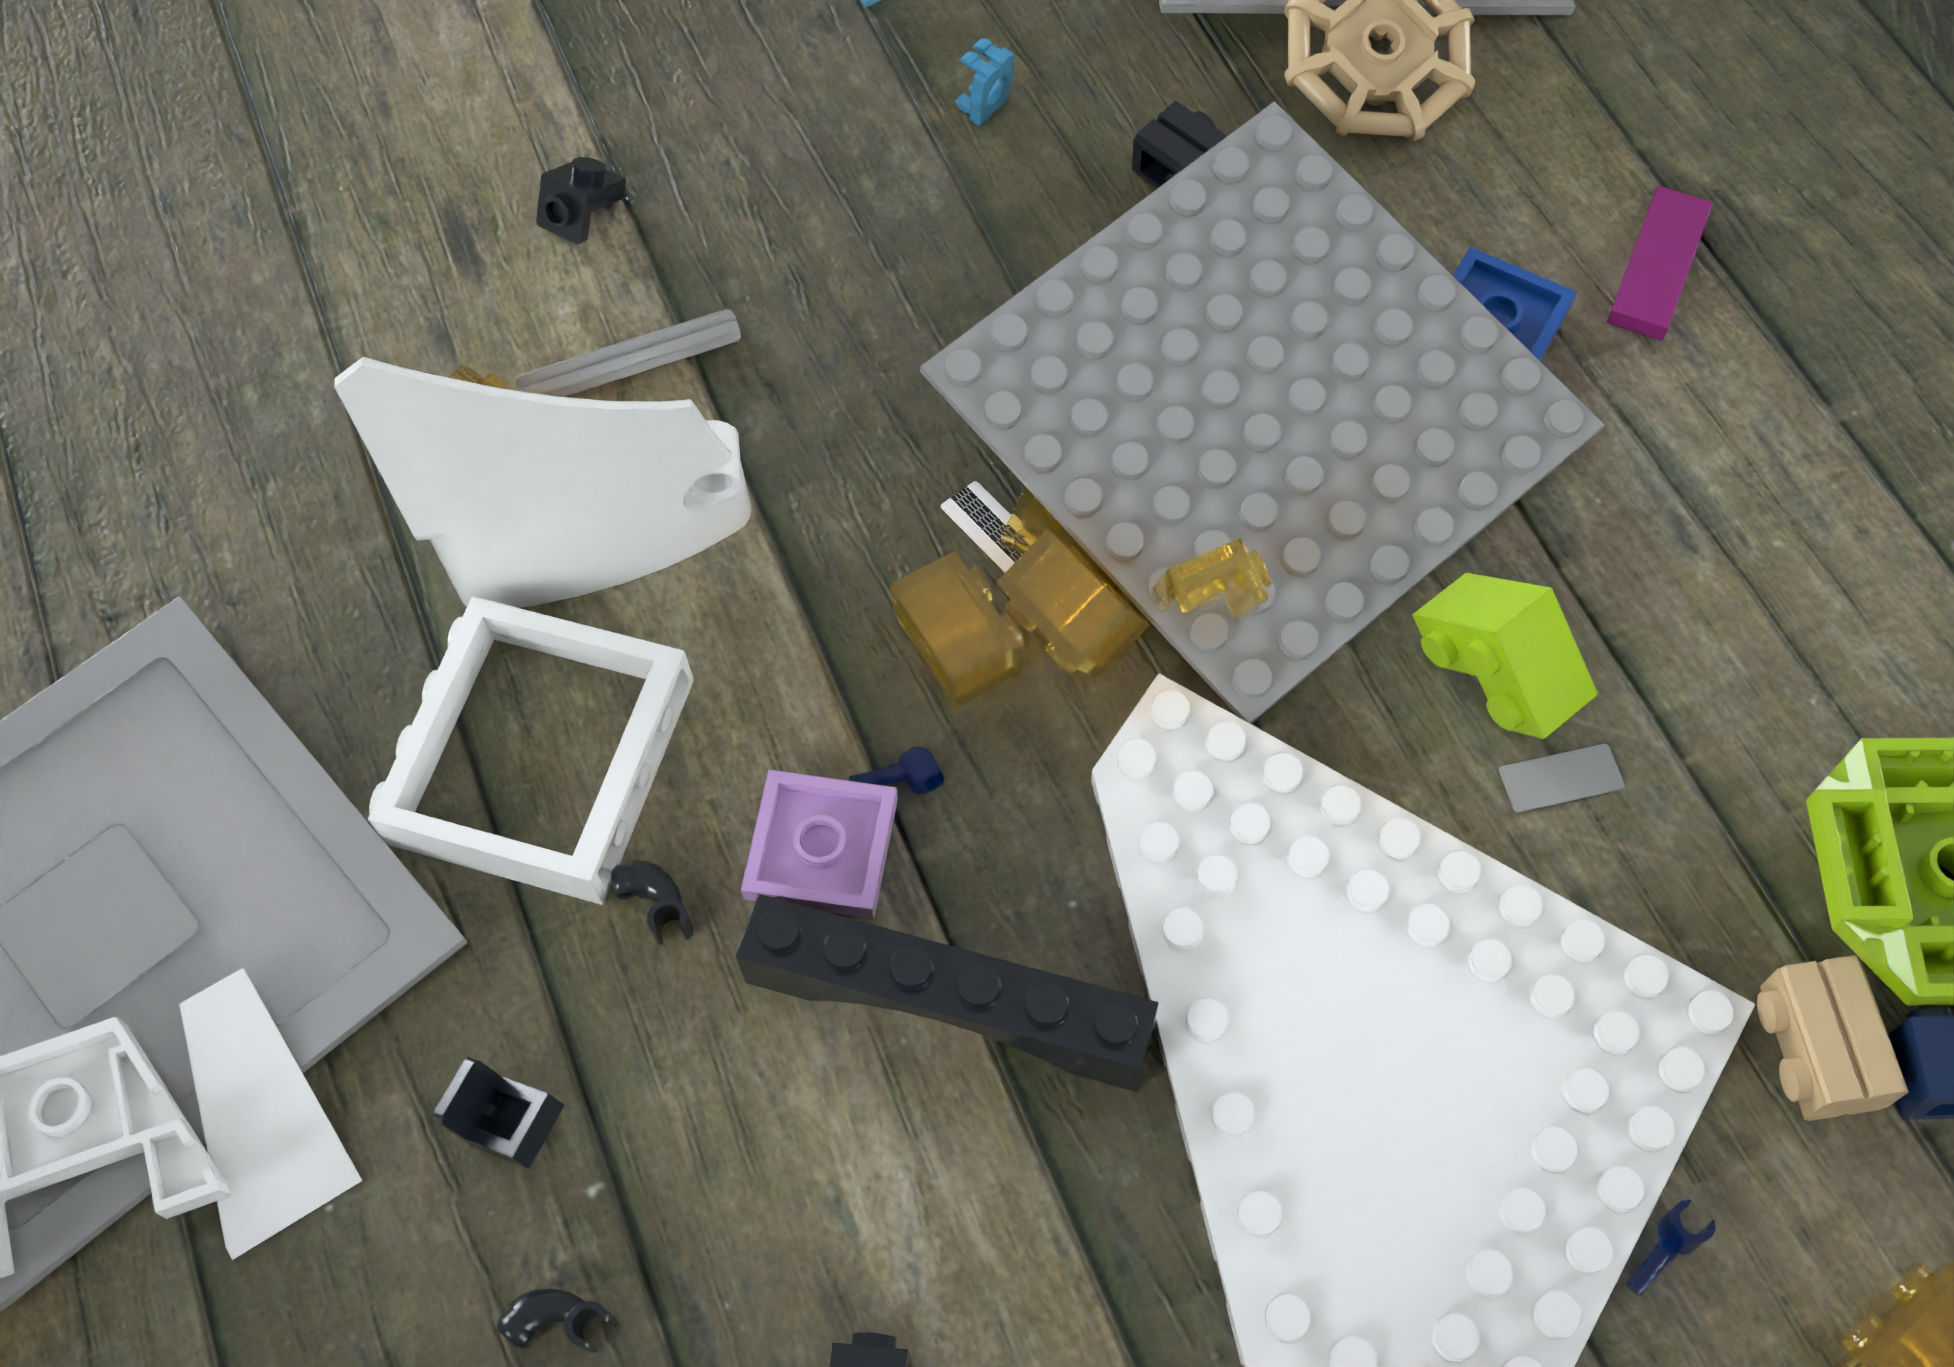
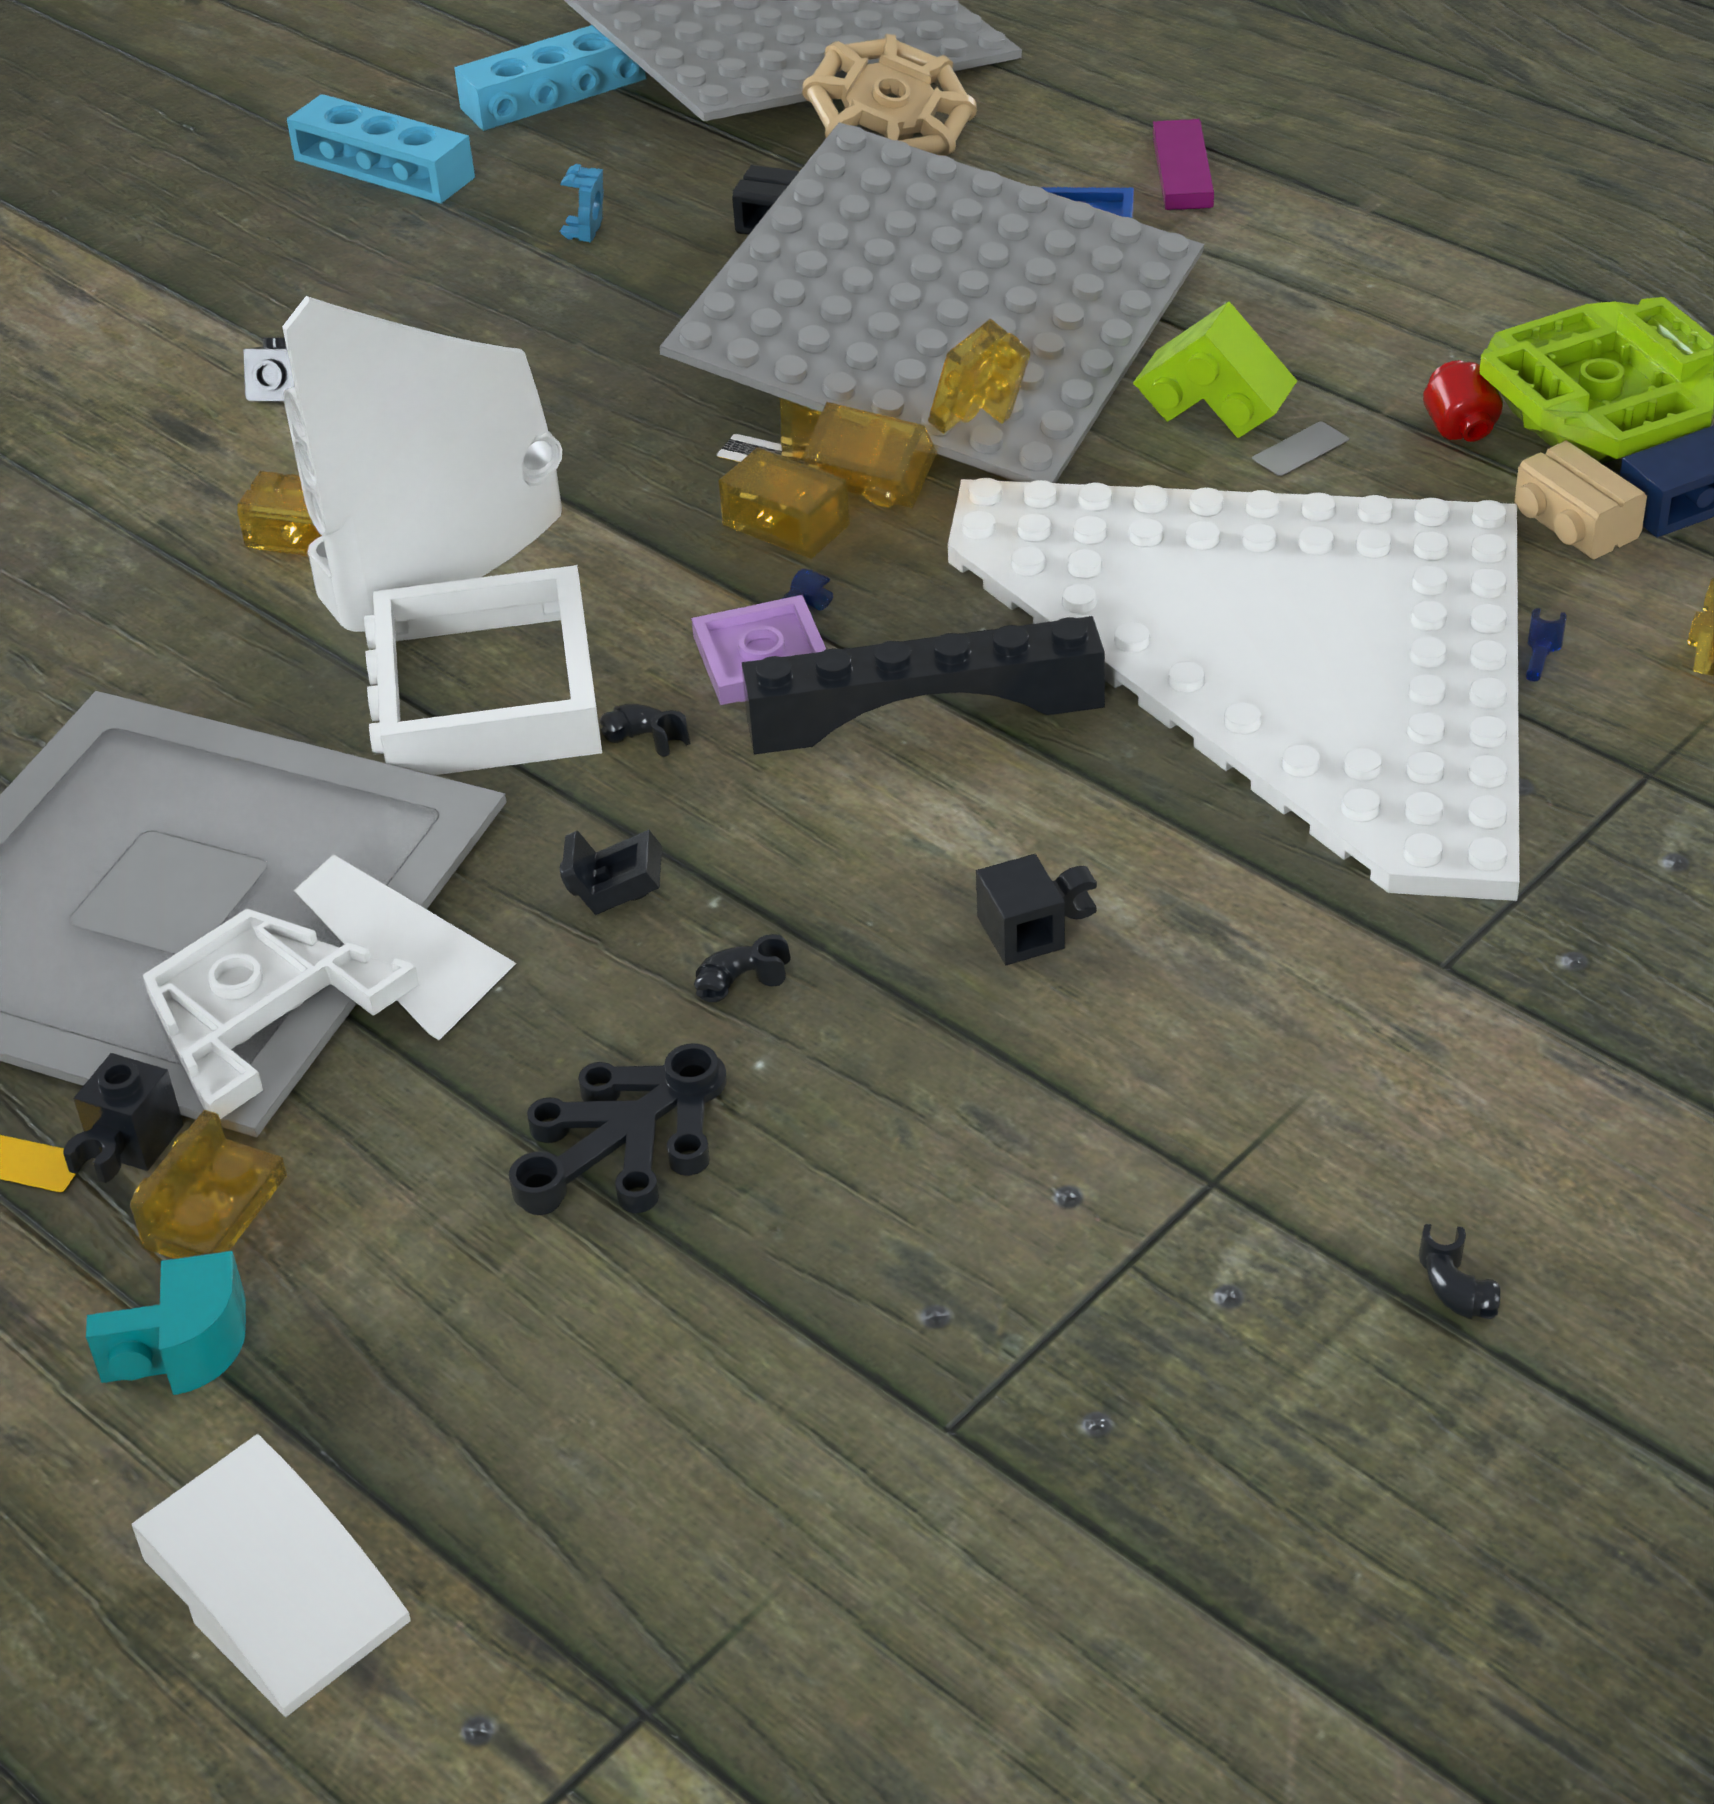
camera: 25 degrees left, 20 degrees down
(1772, 807) = (1462, 401): none -> red head

